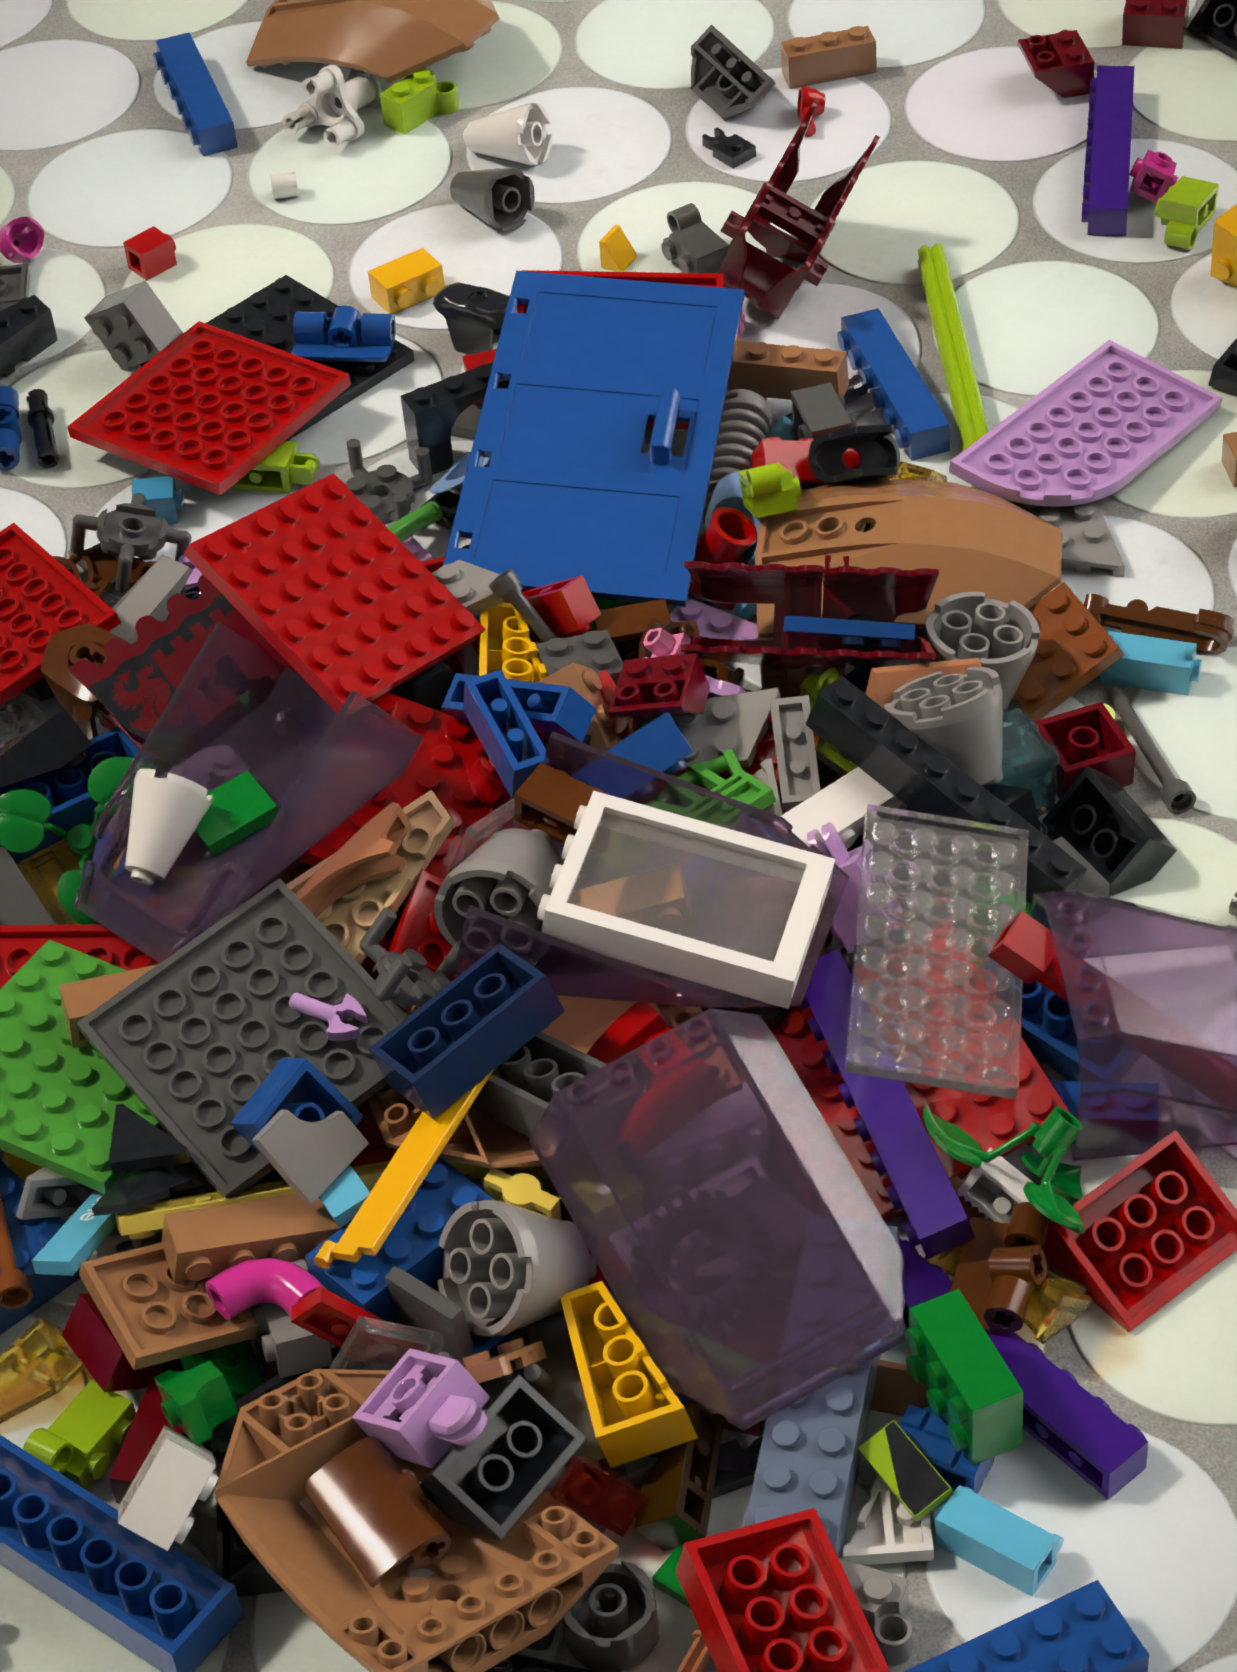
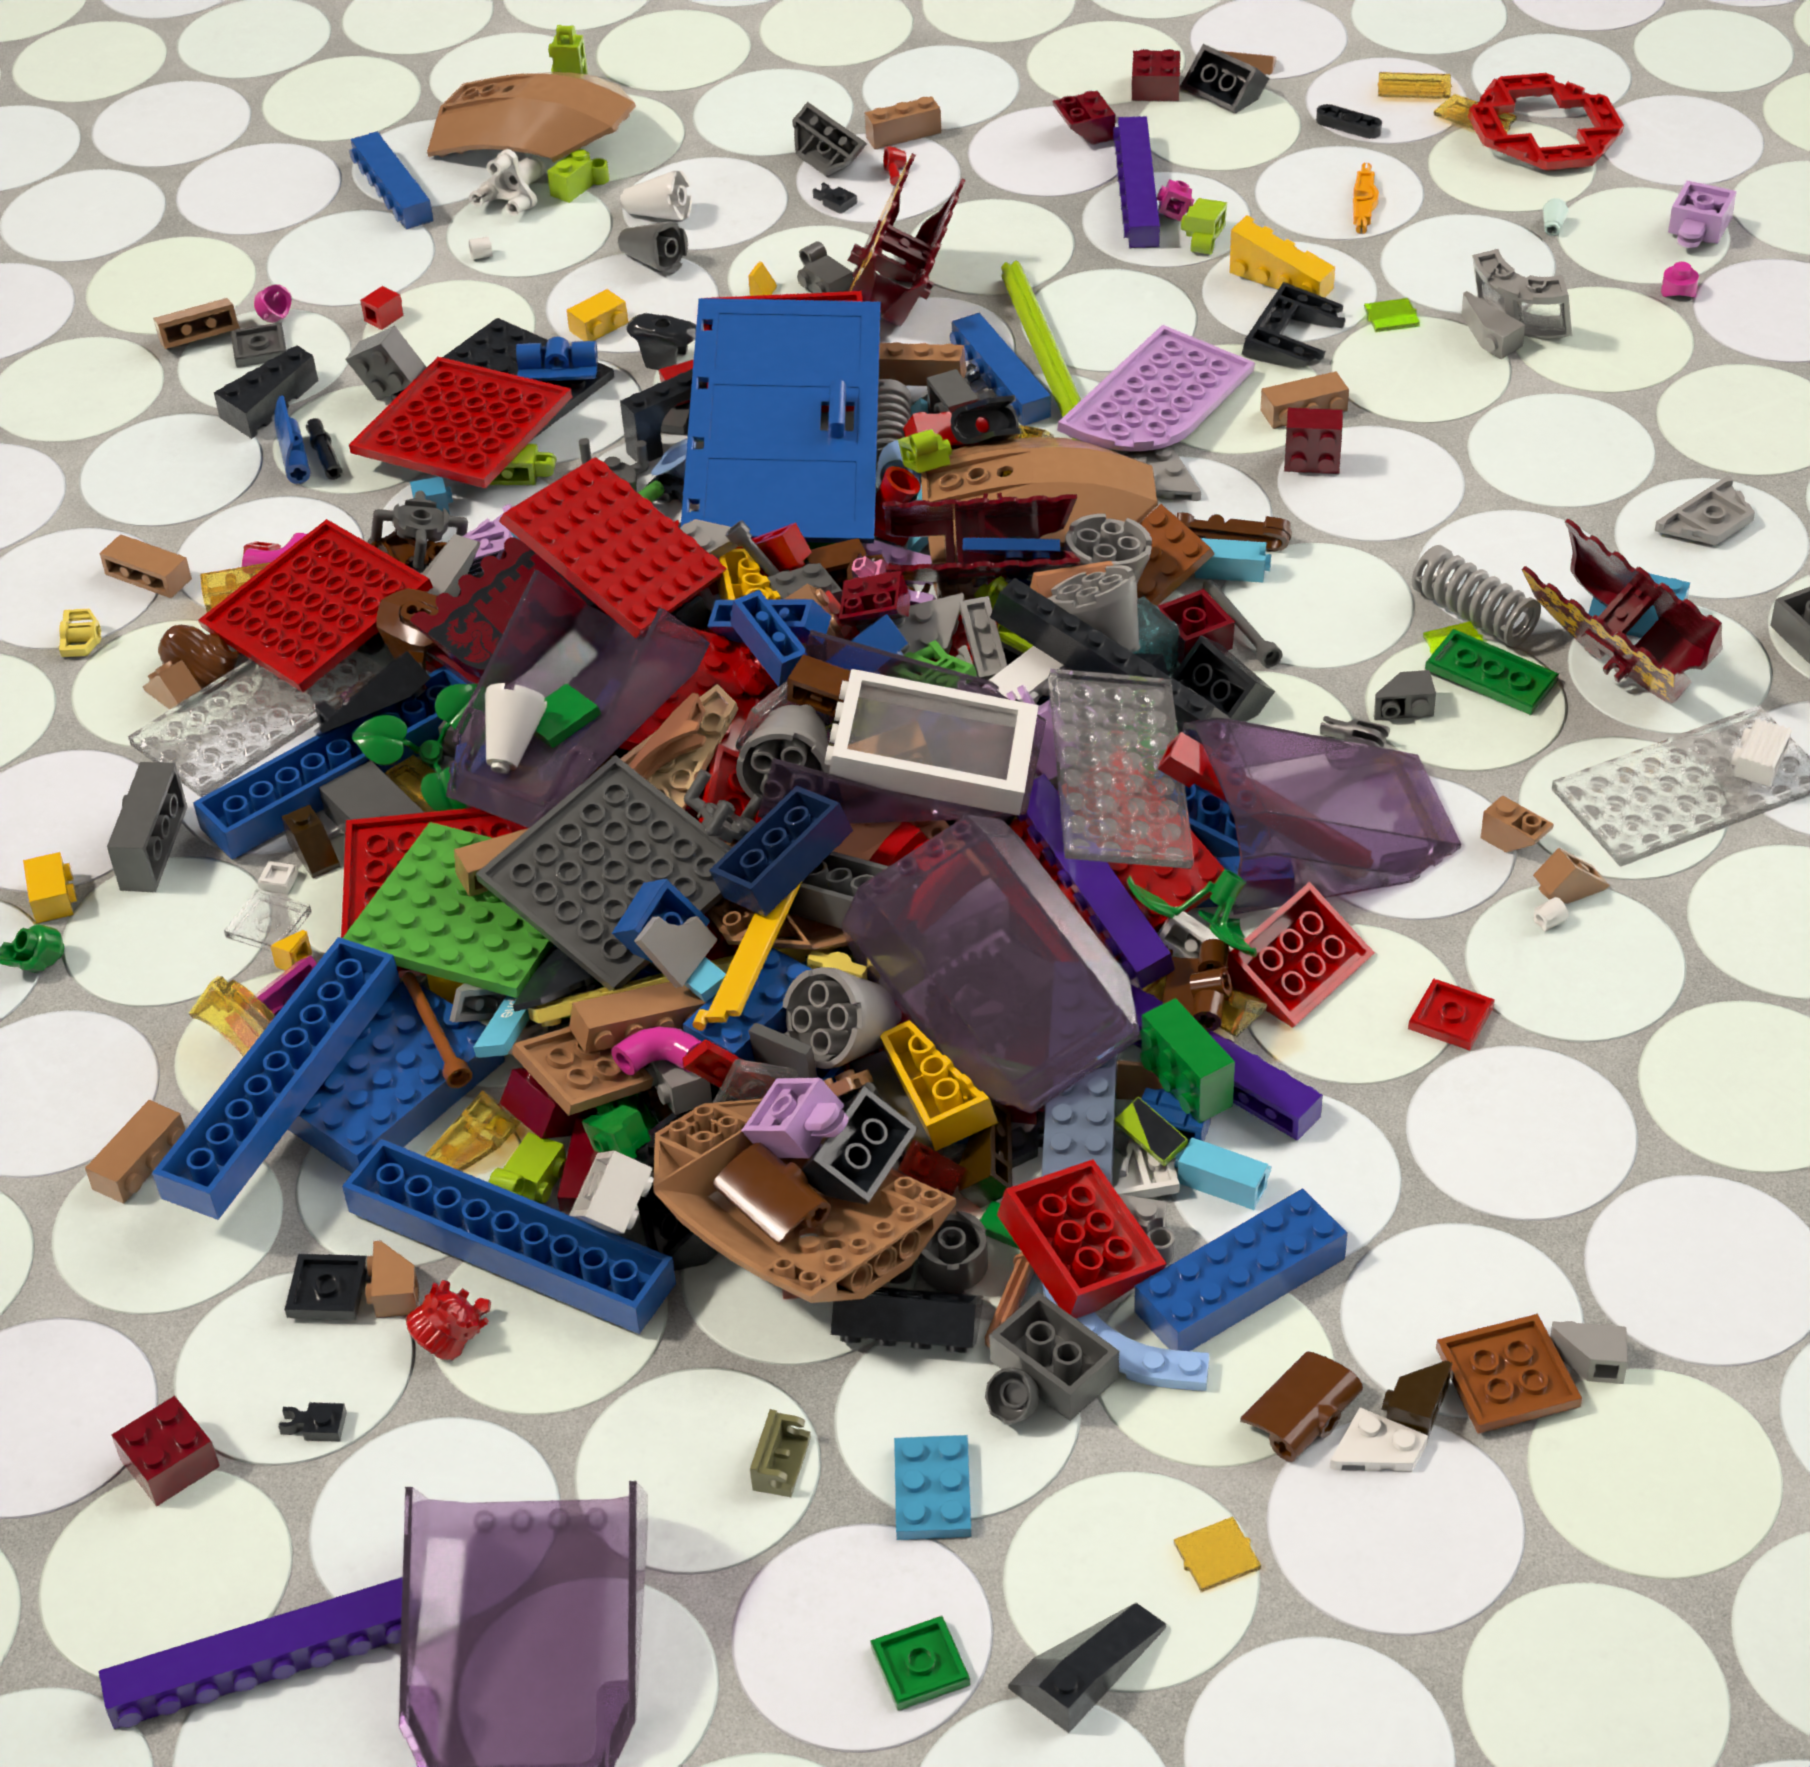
camera: 10 degrees left, 0 degrees up
(141, 1145) = (542, 958): black tile -> none
(332, 1014) = (674, 850): lavender bar -> none

